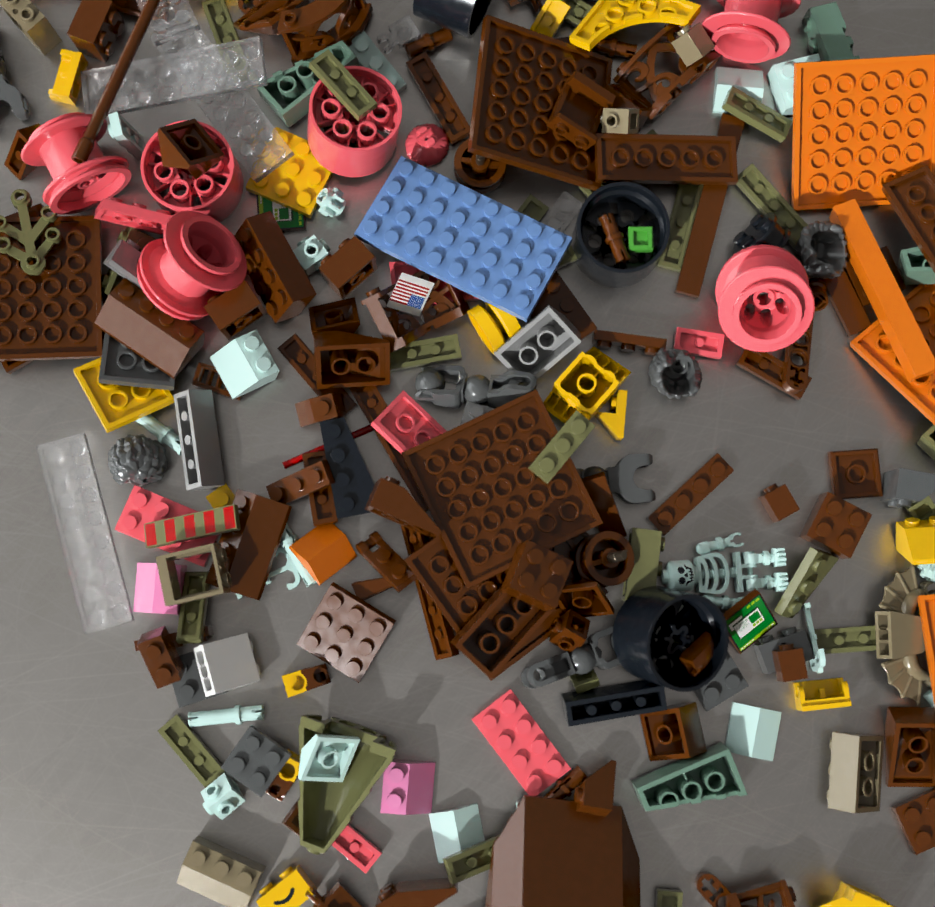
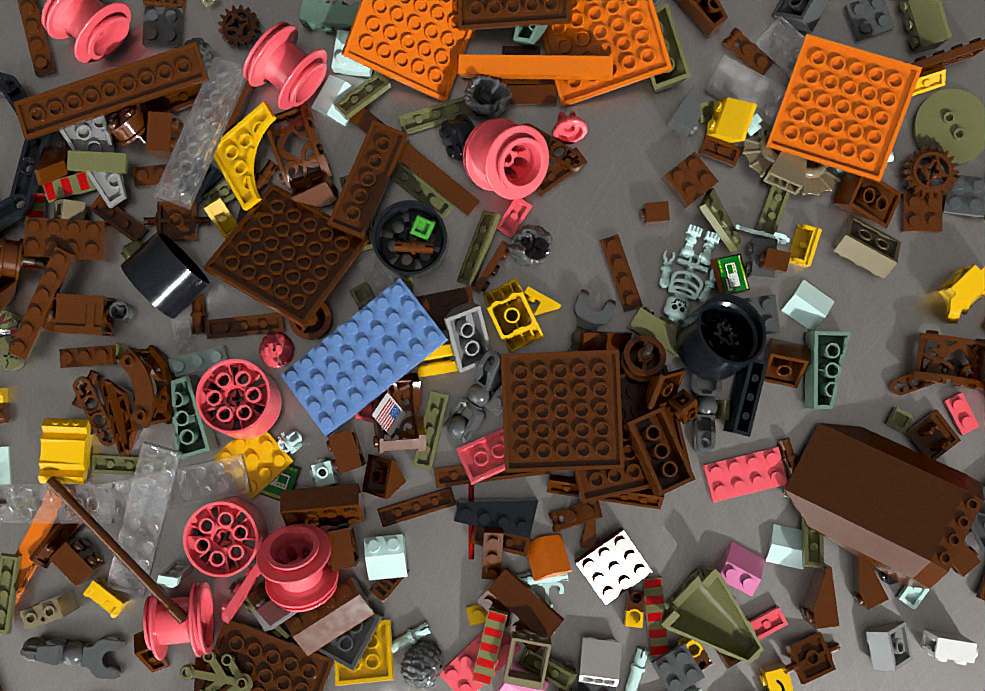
camera: 60 degrees left, 5 degrees up
(188, 147) = (209, 533): reddish brown slope -> none
(199, 439) = (427, 613): light grey brick -> none
(317, 703) = (654, 608): none -> tile
(320, 409) = (443, 515): reddish brown slope -> none
(327, 758) = (698, 618): light aqua slope -> none
(343, 85) = (212, 398): olive plate -> none
(350, 360) = (418, 479): reddish brown slope -> none
(396, 504) = (538, 494): reddish brown slope -> none
(537, 575) = (638, 415): reddish brown brick -> none
(561, 447) = (551, 355): olive plate -> none
(579, 110) = (304, 228): reddish brown panel -> none
(597, 791) = (803, 437): reddish brown slope -> none
(620, 120) = (325, 201): dark tan brick -> none
(644, 318) = (478, 248): none -> olive tile
(692, 43) = (290, 120): dark tan brick -> none
(698, 654) = (741, 324): reddish brown brick -> none
(819, 292) = (518, 115): reddish brown wheel -> none
(829, 361) = (569, 128): none -> coral hair
(855, 473) = (658, 147): reddish brown tile -> none
(885, 546) = (720, 151): none -> reddish brown plate

